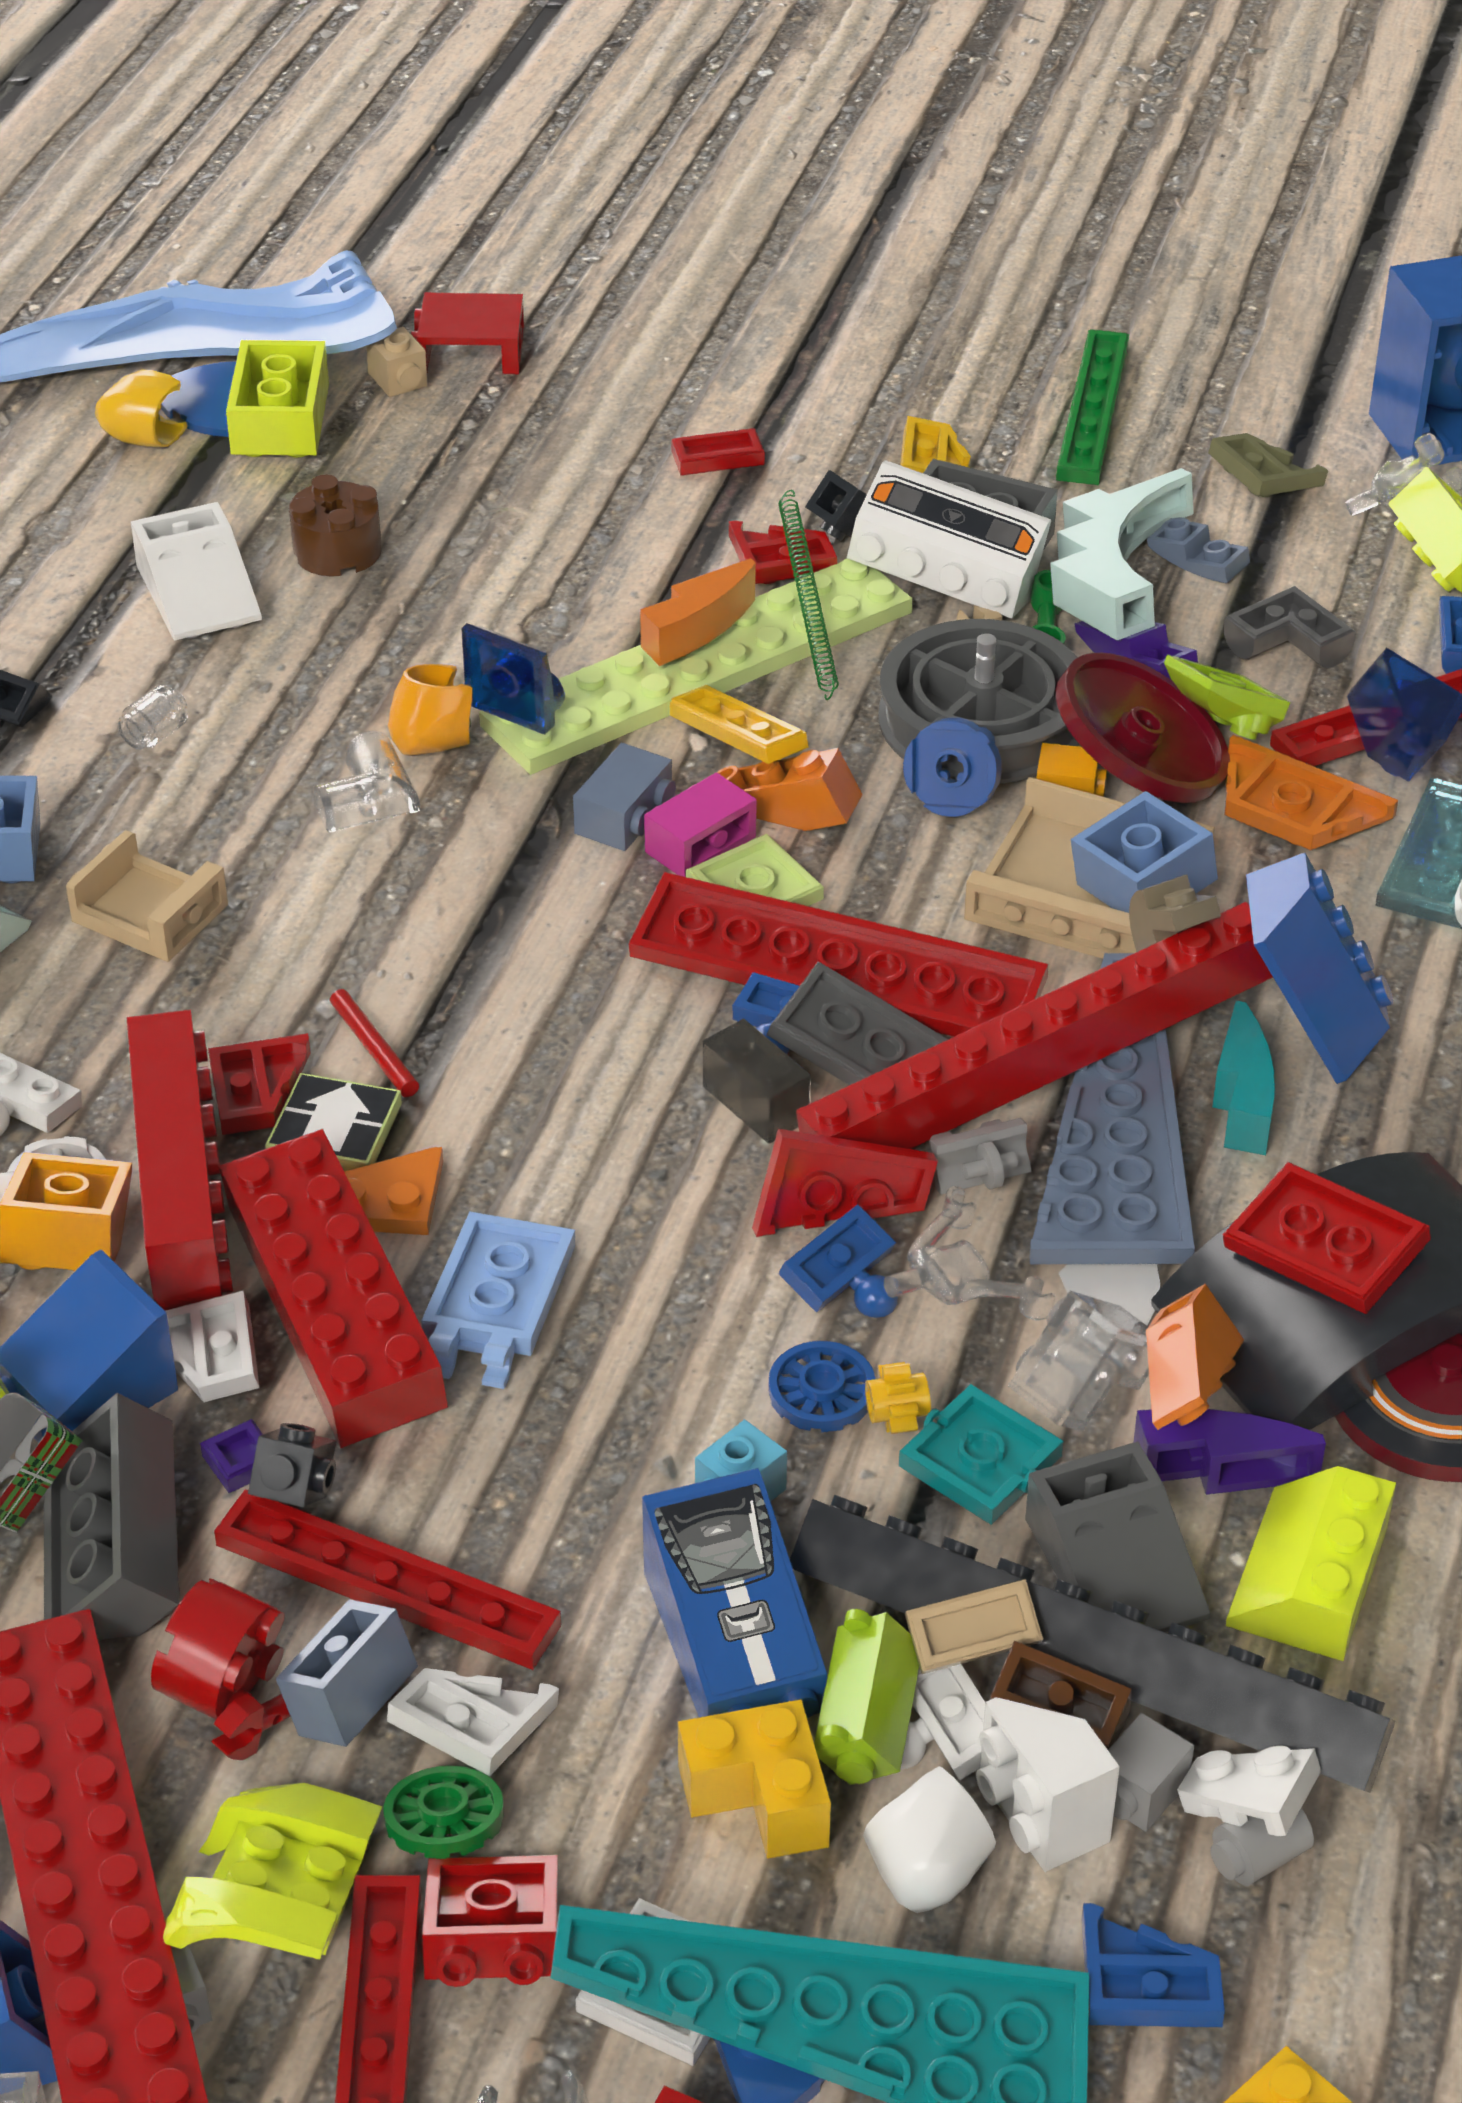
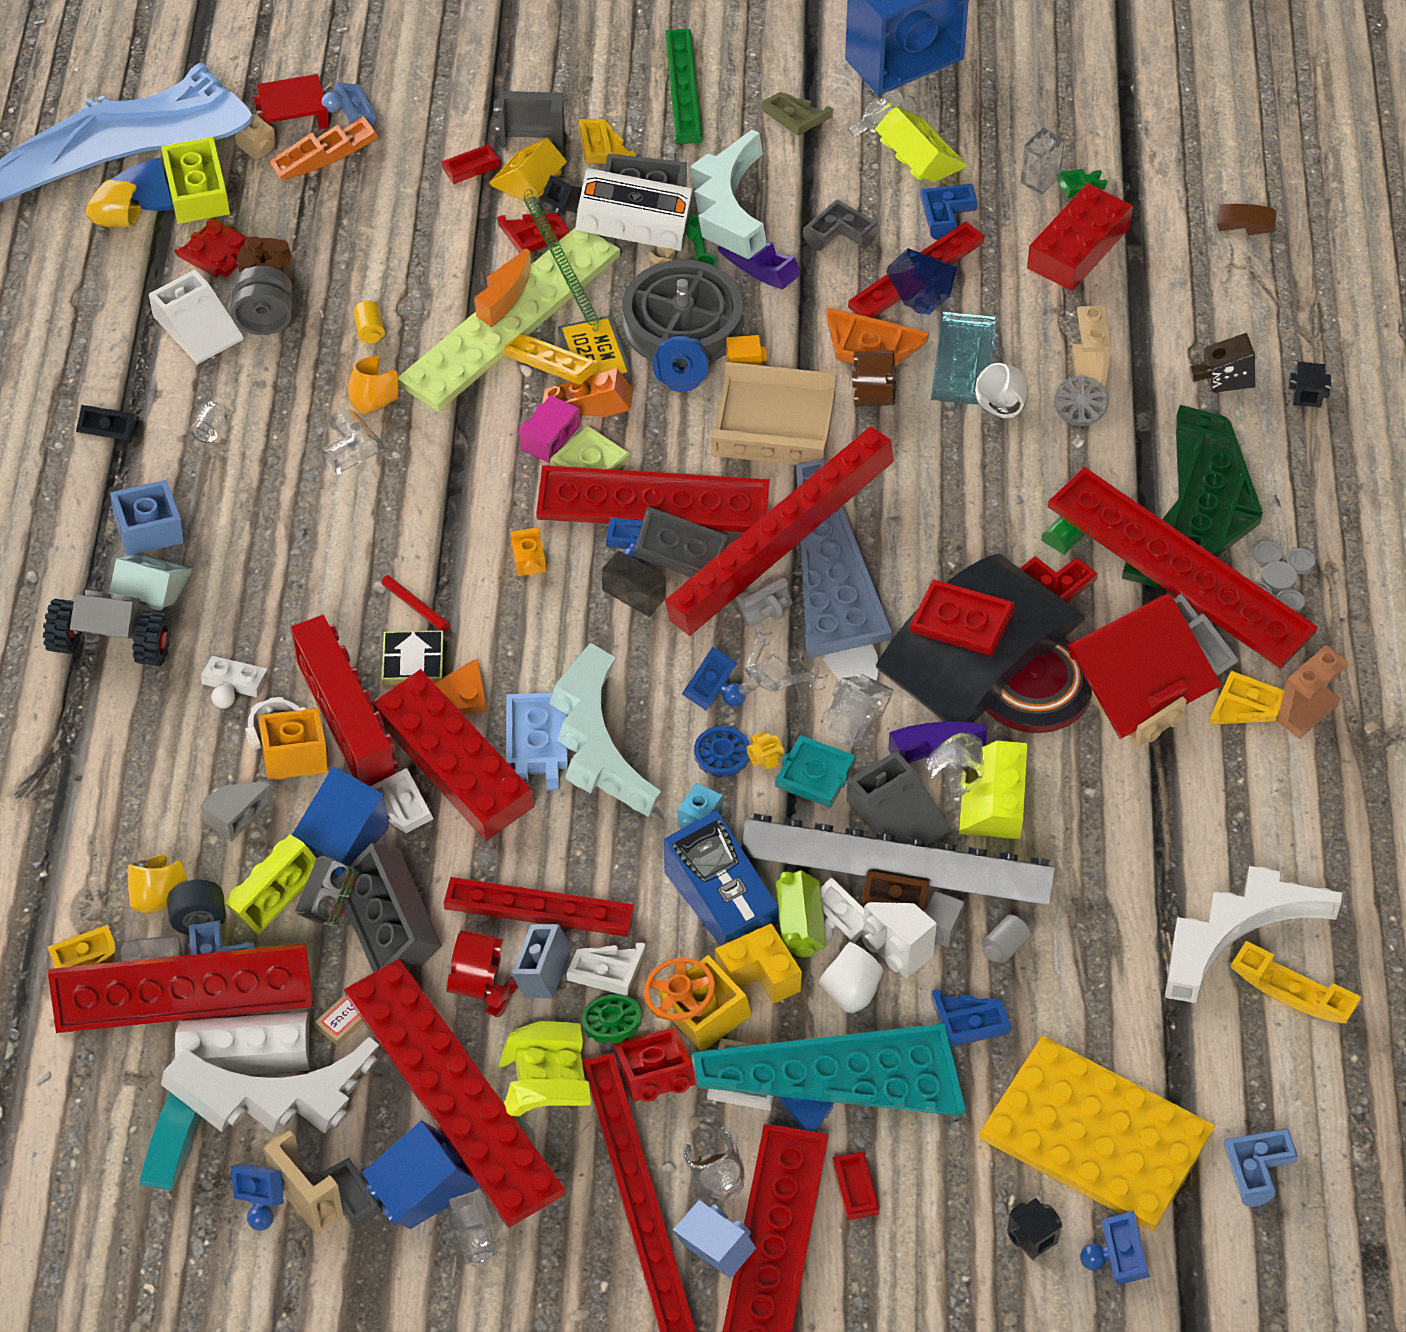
camera: 15 degrees left, 10 degrees up
(145, 900) = (253, 542): tan panel -> none
(232, 1454) = (437, 858): dark purple tile -> none
(256, 1080) = (363, 640): red wing -> none
(264, 494) = (213, 248): none -> red plate
(293, 1465) = (472, 859): black brick -> none
(304, 563) = (261, 300): none -> dark grey wheel
(460, 610) = (368, 322): none -> yellow brick
(480, 398) = (326, 149): none -> orange slope
(510, 679) = (416, 359): clear blue slope -> none
(564, 342) = (352, 100): none -> medium blue plate
(579, 1341) = (584, 732): none -> light aqua arch
(579, 1780) = (679, 989): none -> orange wheel
(593, 998) = (528, 552): none -> light orange brick
(619, 794) = (500, 418): sand blue brick -> none
(626, 1822) = (722, 1015): none -> yellow brick
(805, 467) = (529, 170): none -> yellow slope
(826, 1176) = (696, 633): red wing -> none
(827, 722) = (598, 346): none -> yellow tile
(829, 396) = (530, 116): none -> dark grey panel
(973, 1626) = (843, 866): tan tile -> none
(1141, 848) = (804, 403): medium blue brick -> none
(1142, 727) = (779, 316): dark red dish -> none
(1167, 910) = (830, 440): dark tan brick -> none
(1188, 1353) = (908, 697): orange slope -> none
(1190, 548) = (768, 180): sand blue slope -> none
(1228, 697) = (820, 284): lime slope -> none
(1245, 1083) = (892, 527): teal slope -> none
(1258, 1785) = (995, 915): white wing -> none
(1259, 1488) = (960, 761): none -> clear piece
(1279, 831) = (874, 378): none -> reddish brown brick
(1318, 962) = (918, 455): blue slope -> none

